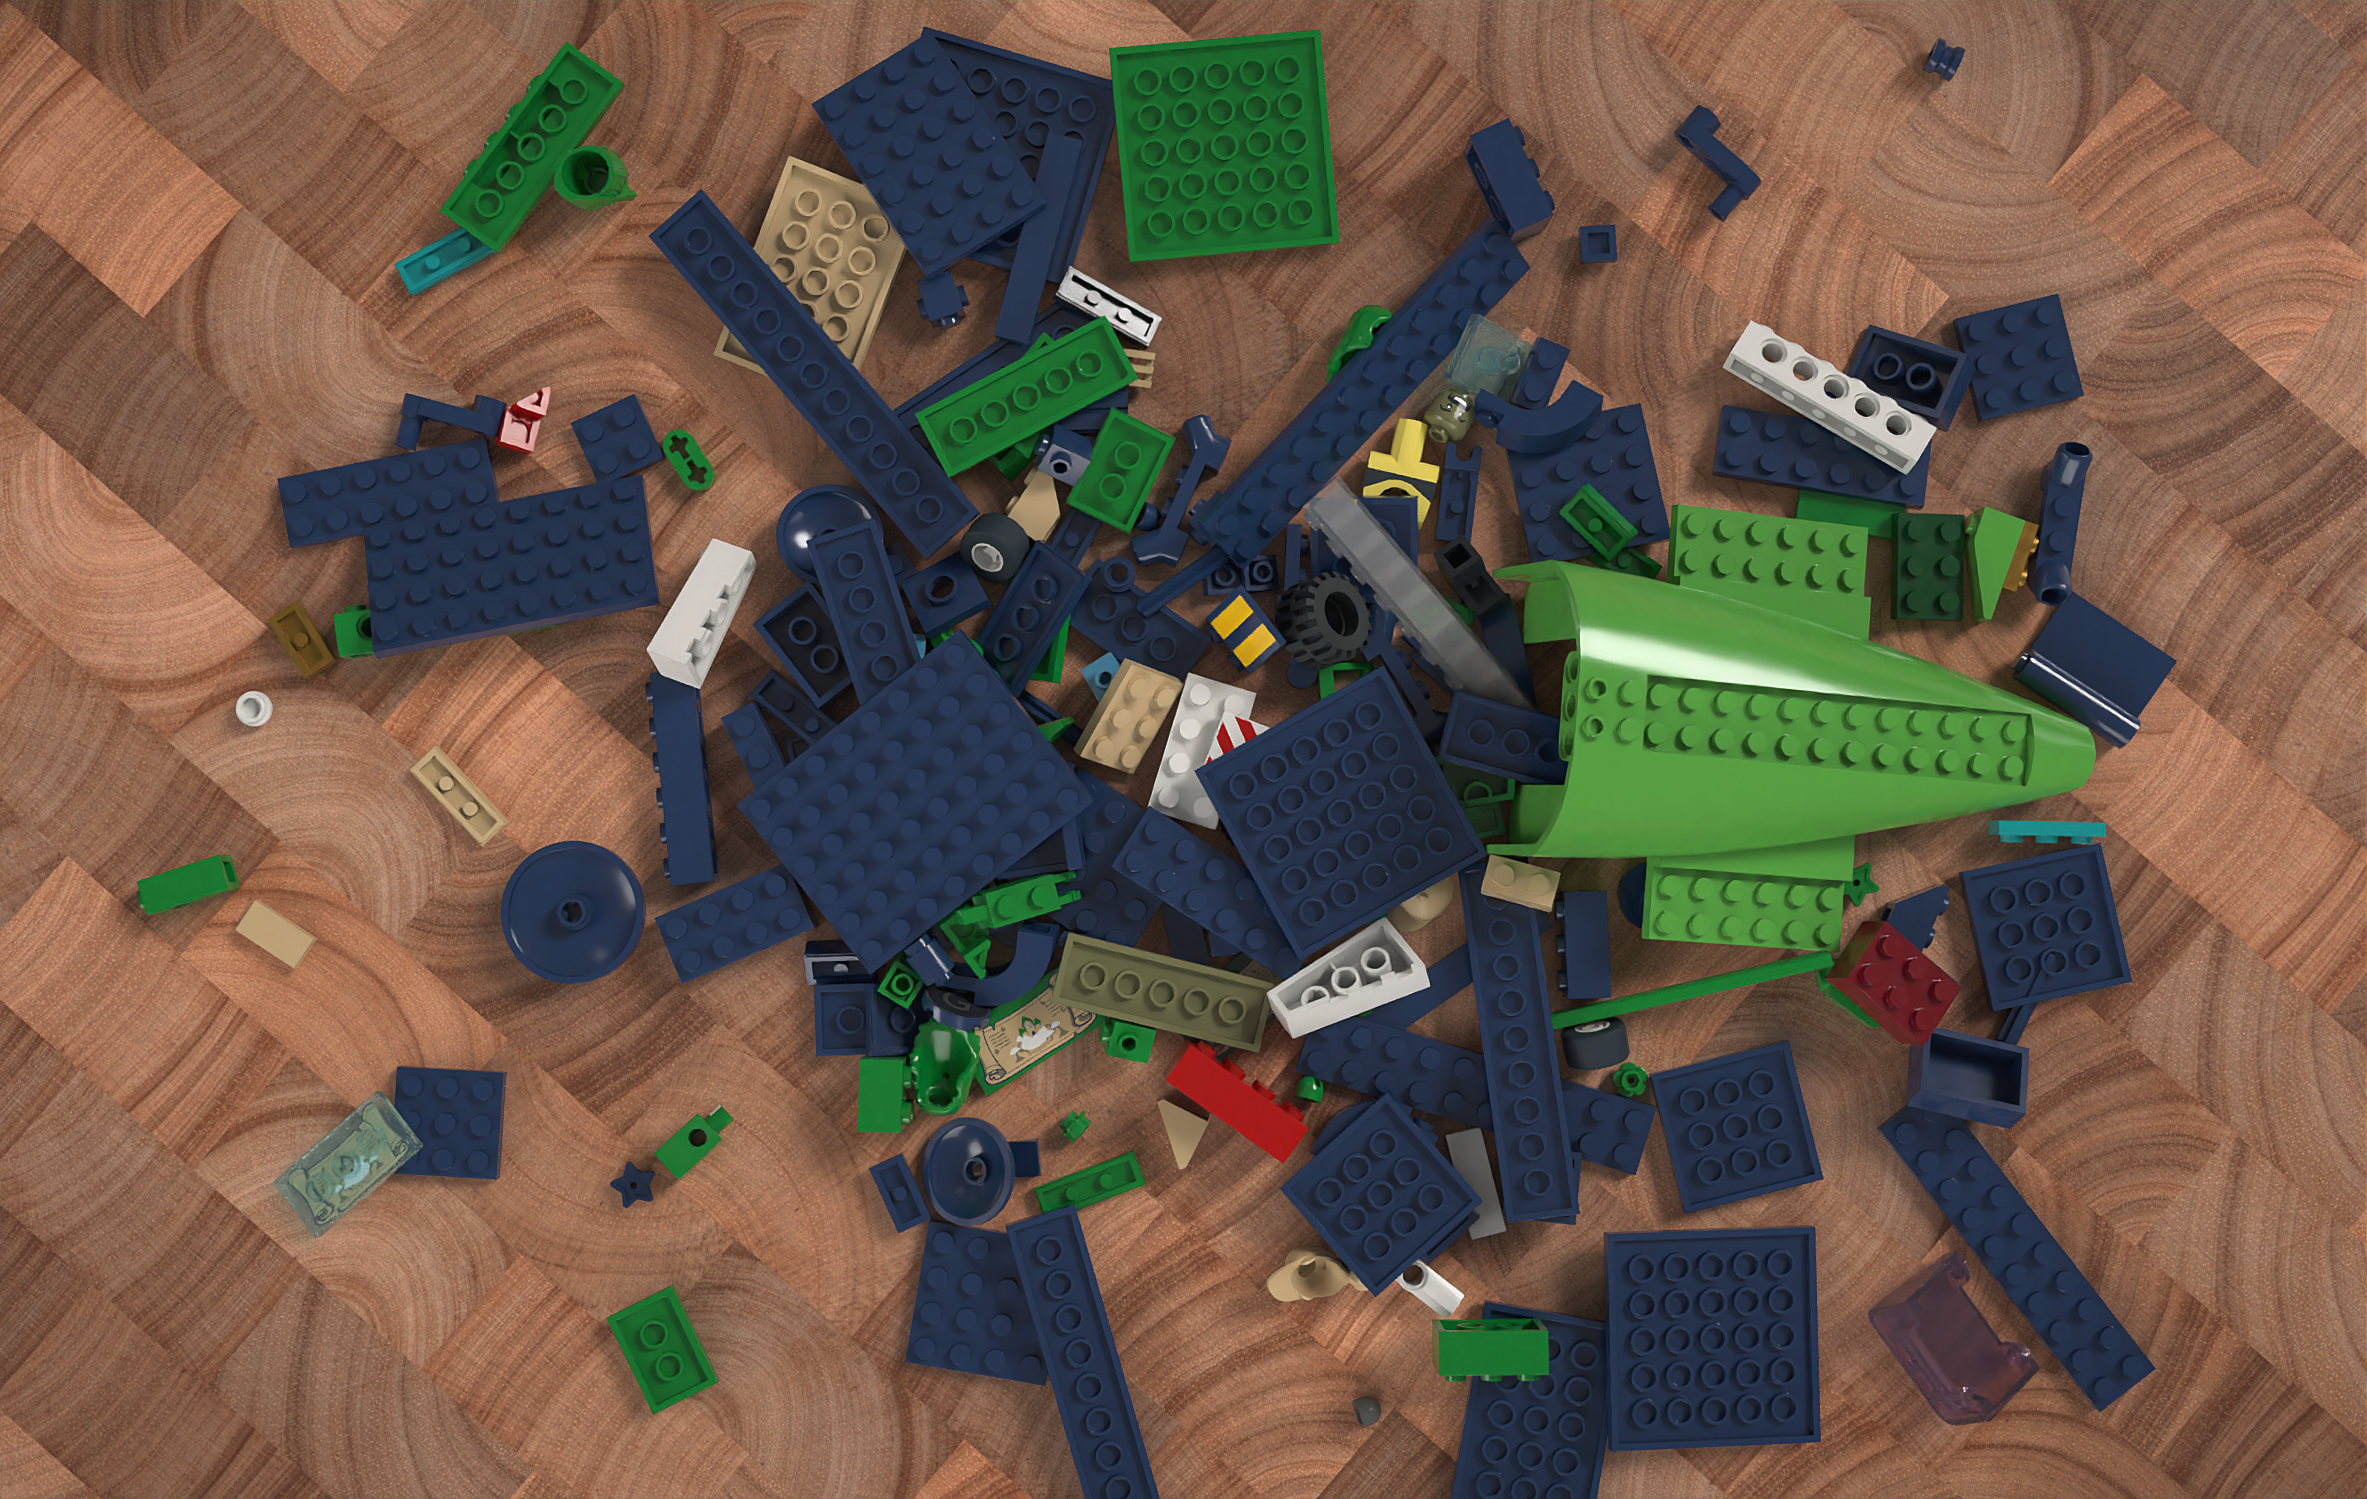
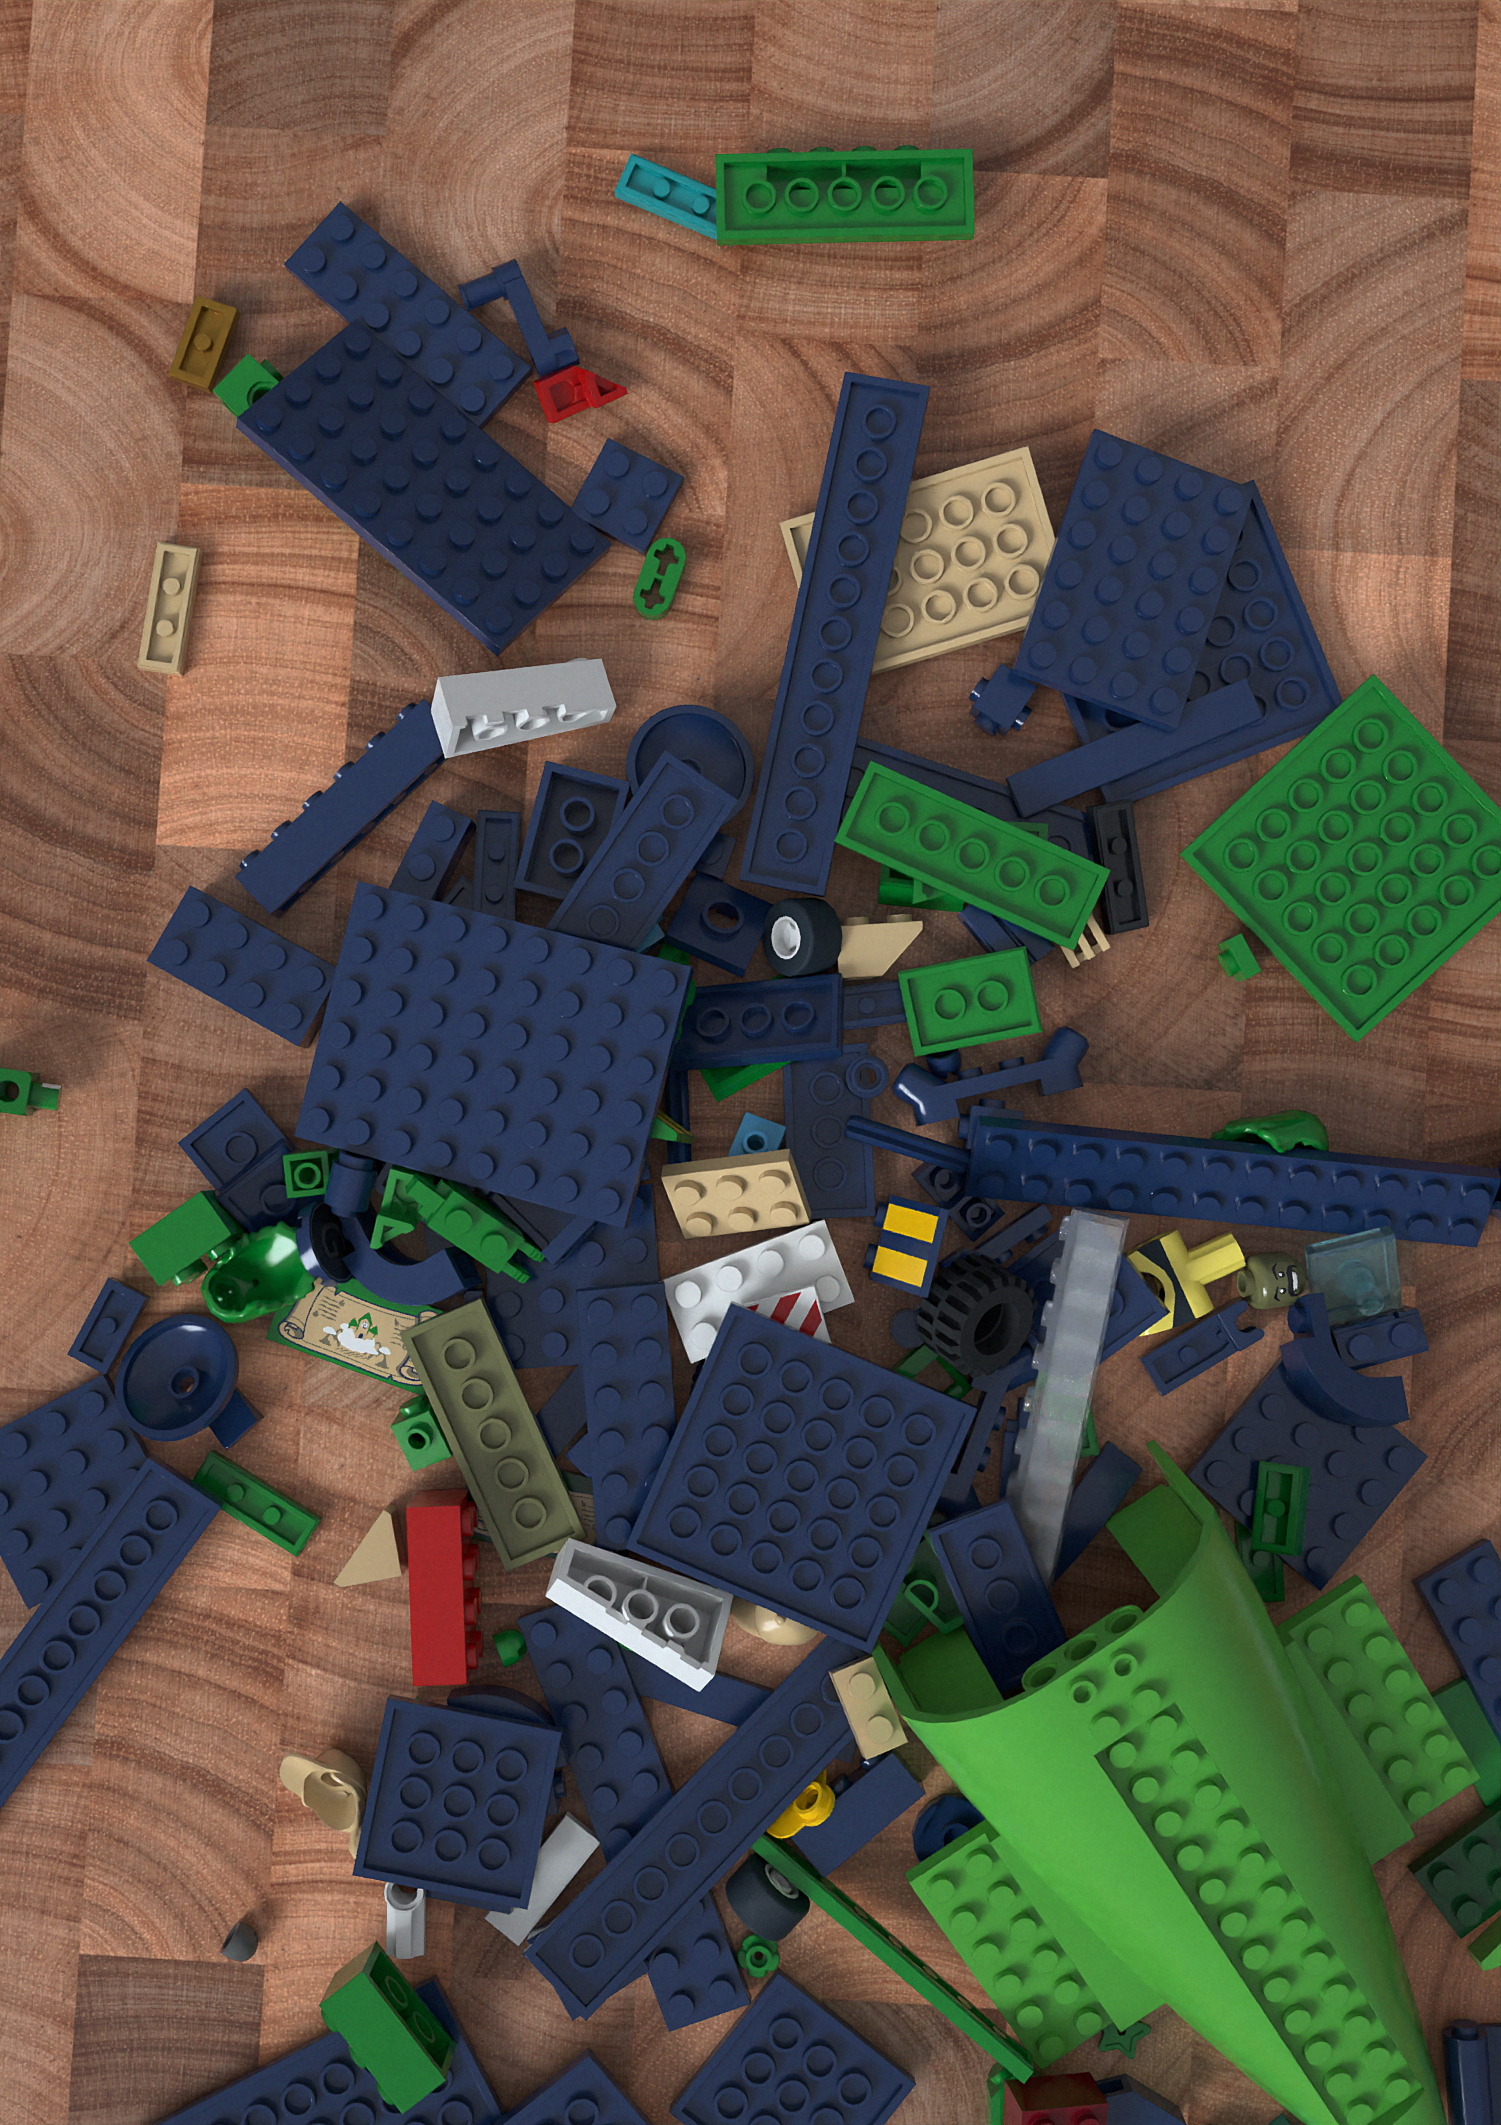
camera: 55 degrees right, 0 degrees up
(254, 708) = (104, 349): white plate -> none
(573, 912) = (138, 803): dark blue dish -> none
(592, 178) = (859, 275): green helmet -> none
(834, 964) = (281, 1089): dark blue slope -> none
(1063, 454) = (943, 934): dark blue brick -> none
(1074, 1126) = (301, 1445): green plate -> none
(1226, 277) = (1237, 958): none -> green plate
(1469, 579) = (1125, 1422): black brick -> none
(1558, 972) = (808, 1809): none -> yellow plate

